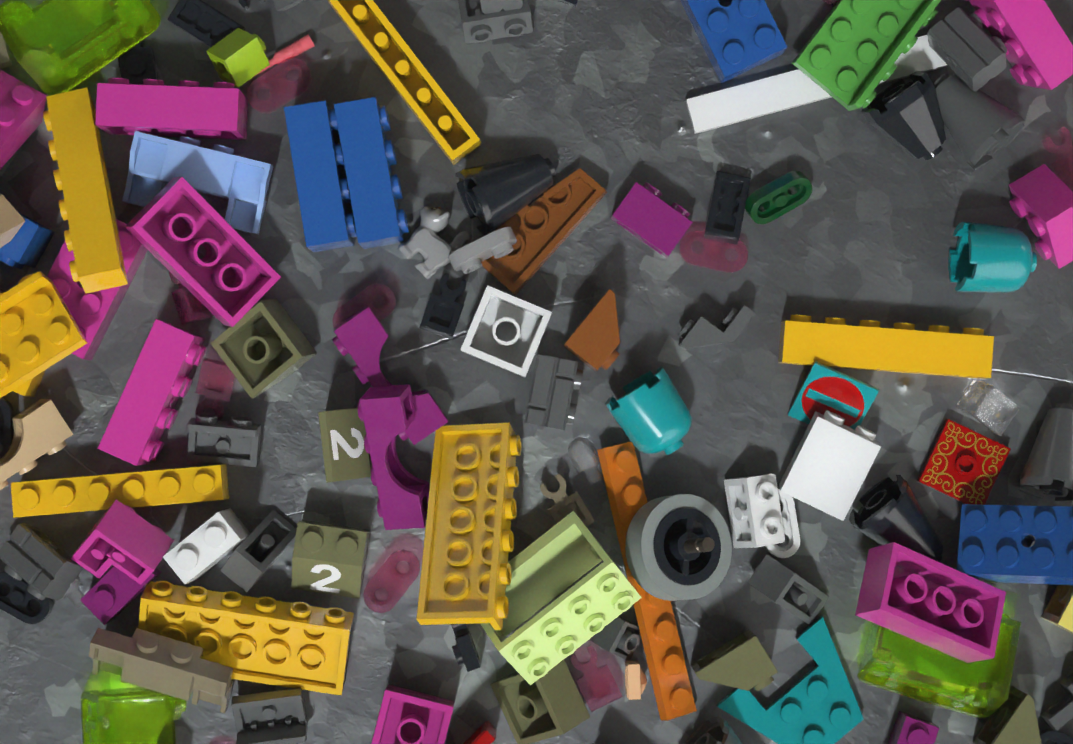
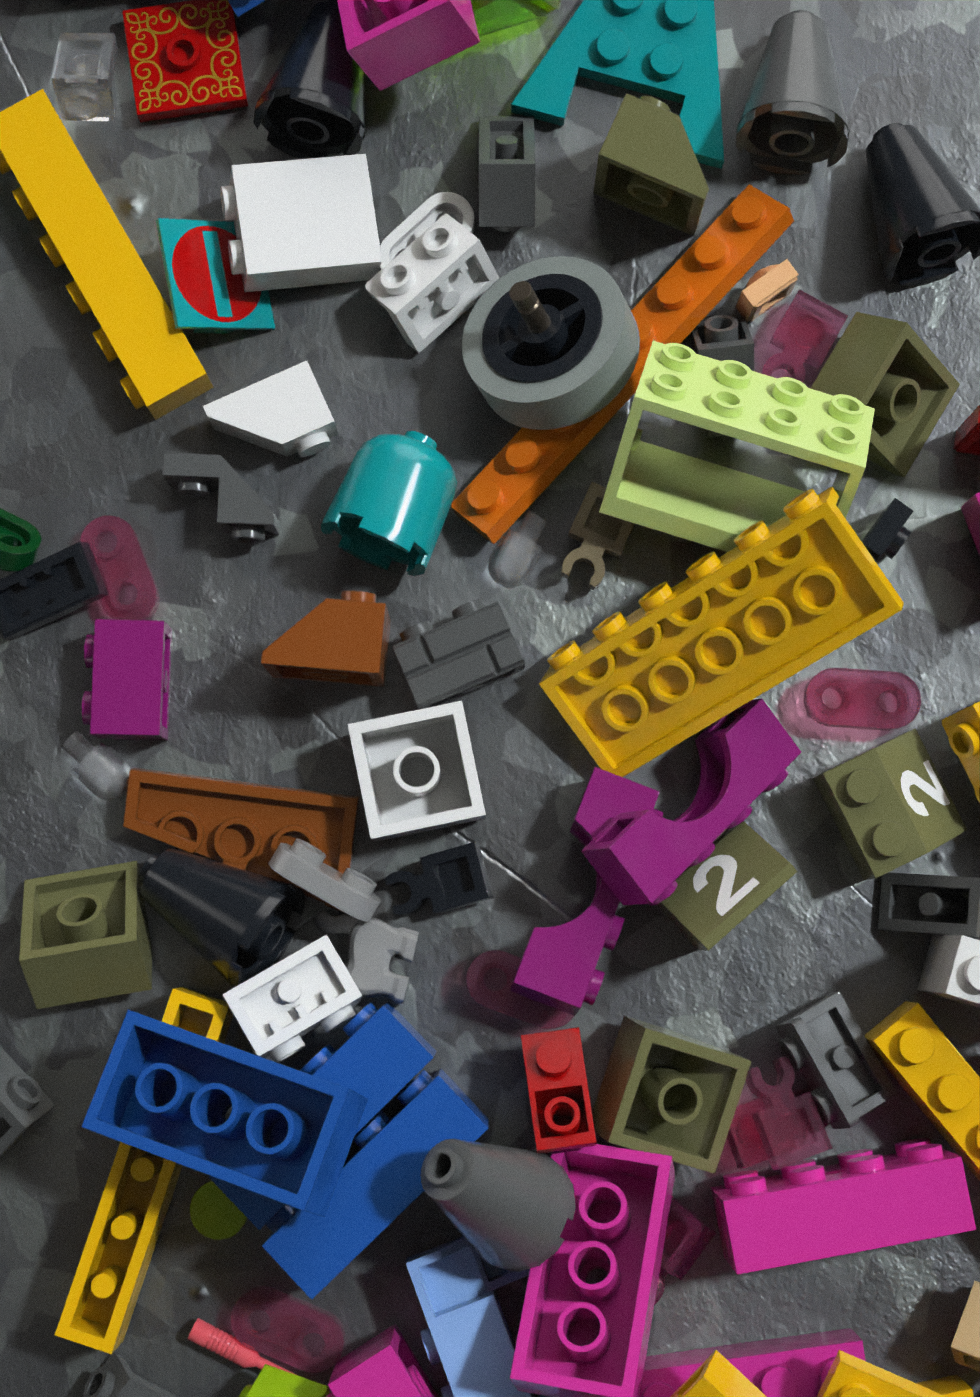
camera: 120 degrees left, 5 degrees down
(207, 396) = (789, 1124): none -> clear pink plate
(268, 230) = (501, 1199): none -> dark grey cone
(302, 293) = (558, 1090): none -> red slope
(359, 87) = (215, 1213): none -> lime tile
(426, 106) = (171, 1098): none -> blue brick
(434, 194) = (294, 999): none -> white bracket
(538, 114) = (85, 935): none -> olive slope
(618, 175) = (99, 767): none -> clear cylinder
(738, 386) = (277, 413): none -> white slope

